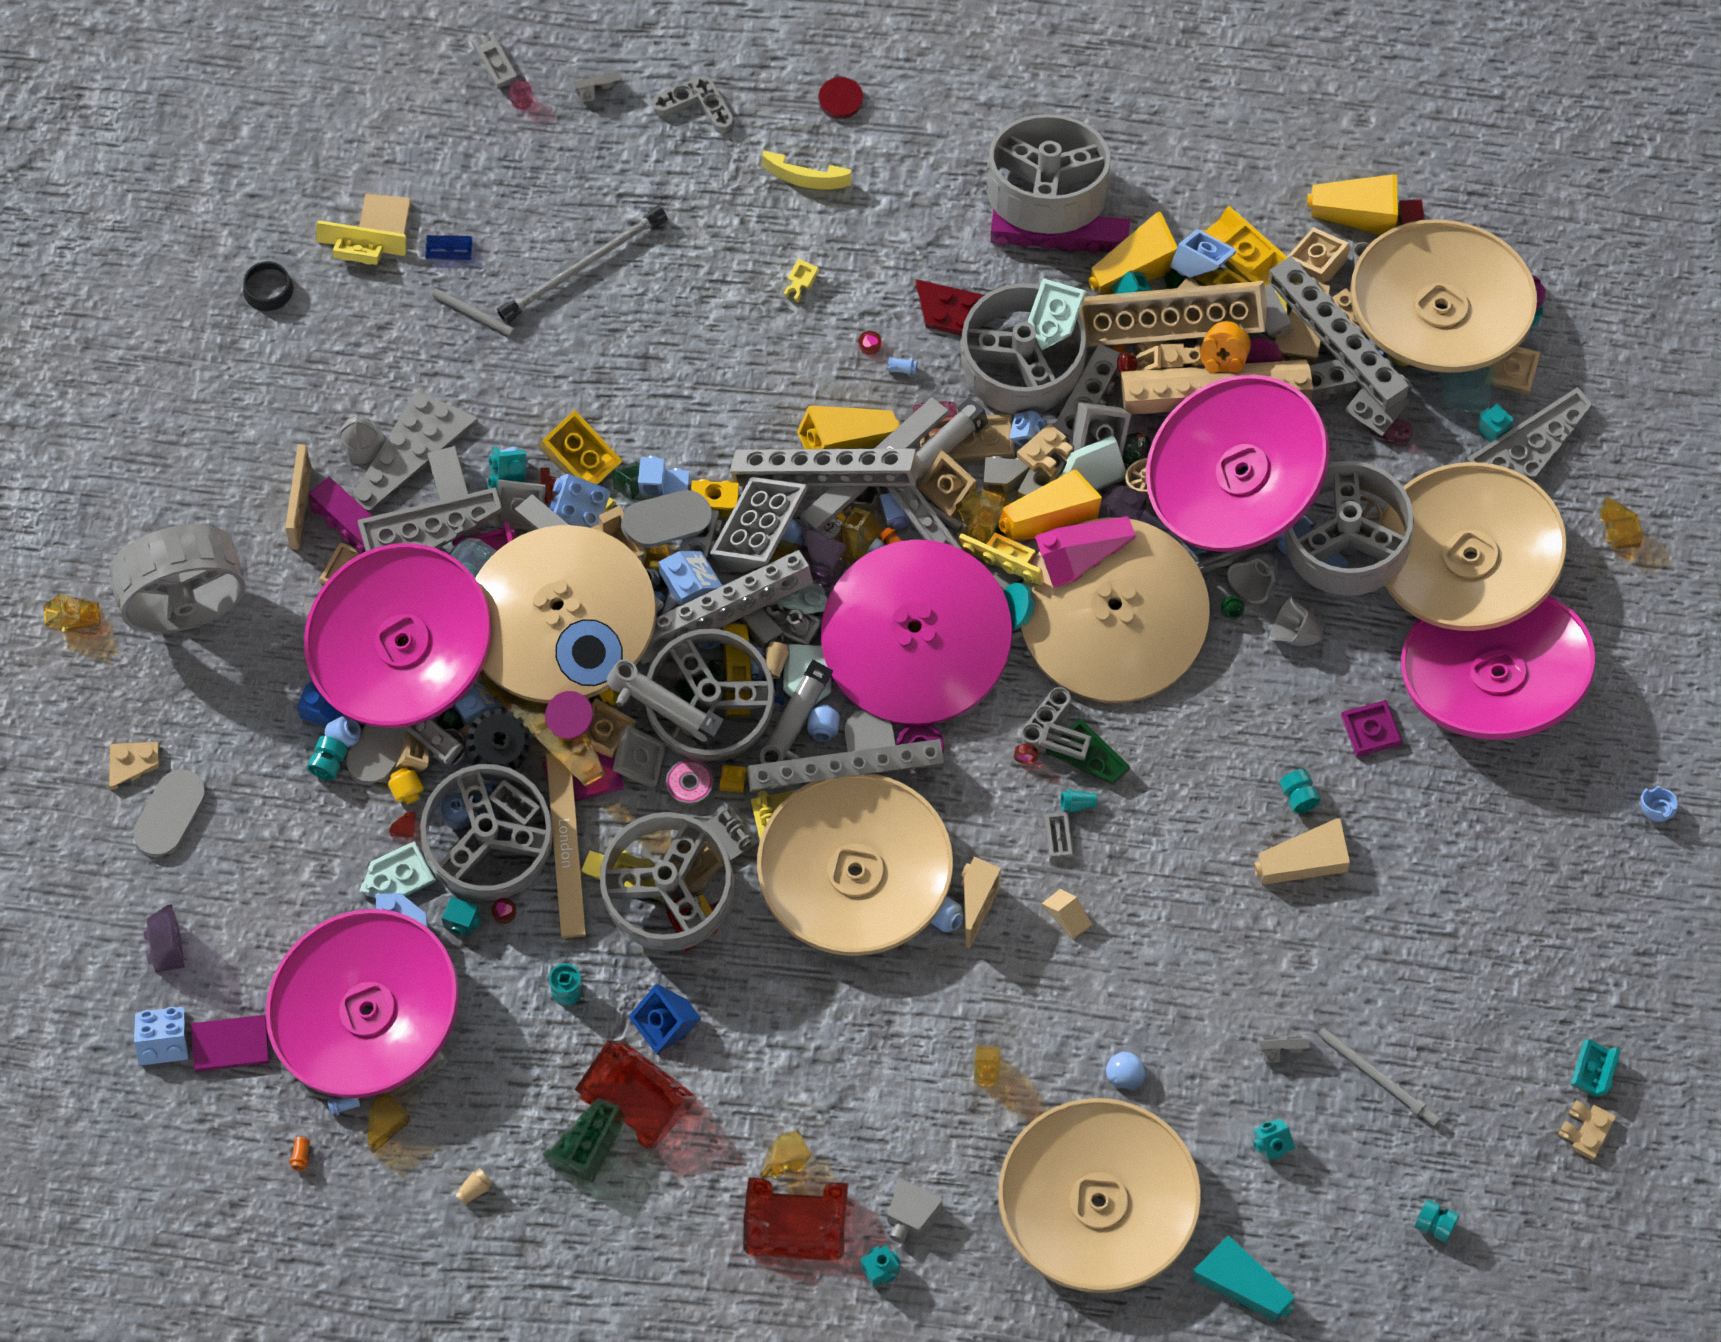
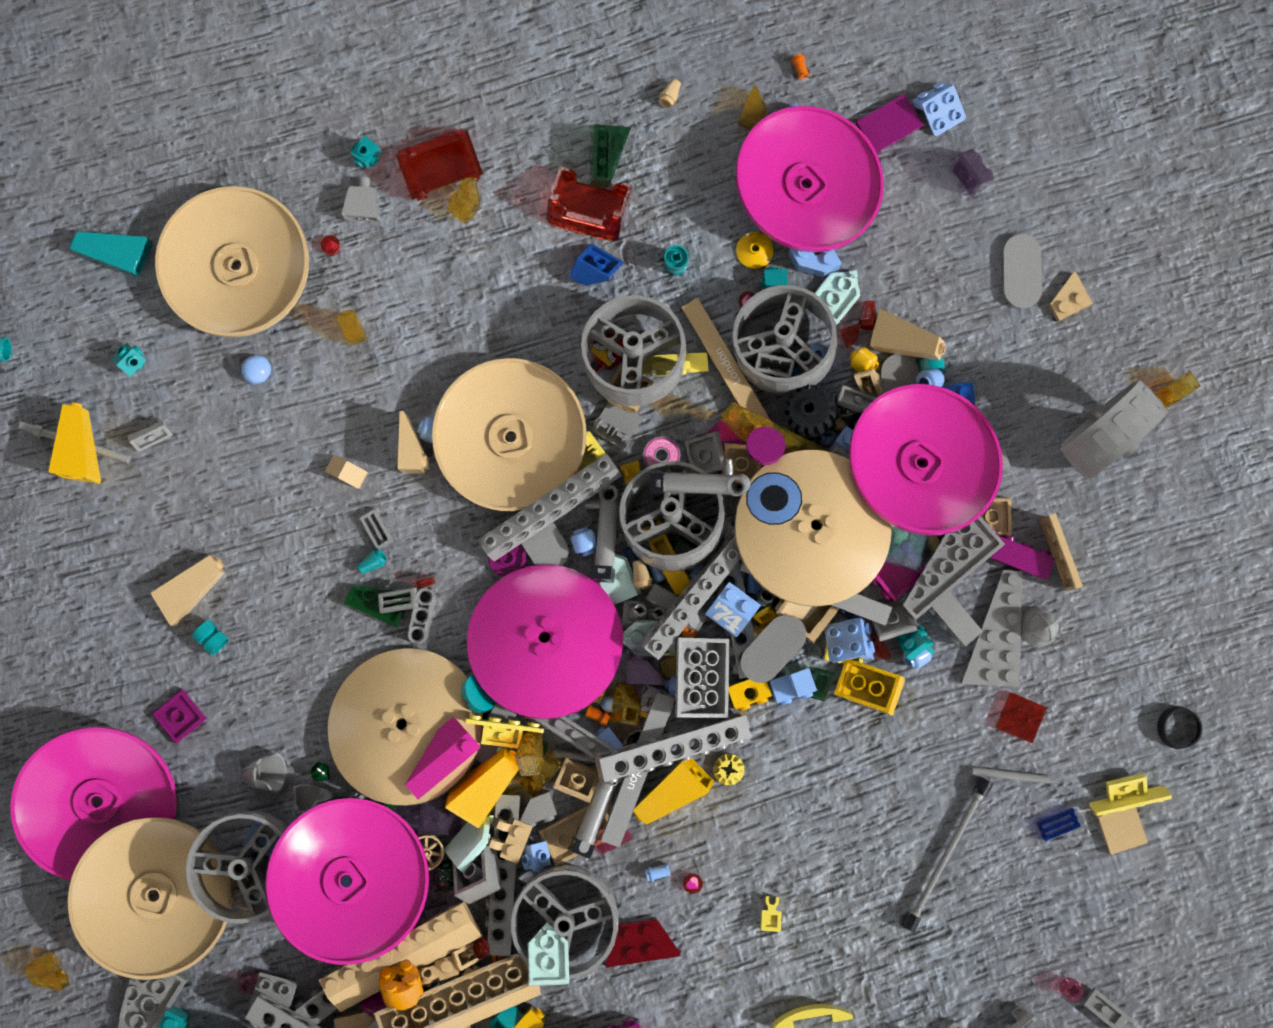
camera: 155 degrees right, 20 degrees up
(349, 786) = (904, 338): none -> tan slope
(373, 834) = (868, 316): none -> clear red cone
(431, 362) = (1021, 717): none -> clear red tile
(477, 970) = (754, 259): none -> yellow dish
(777, 443) = (724, 761): none -> light yellow gear
(972, 1181) = (330, 245): none -> clear red tile
(1379, 1051) = (74, 446): none -> yellow slope

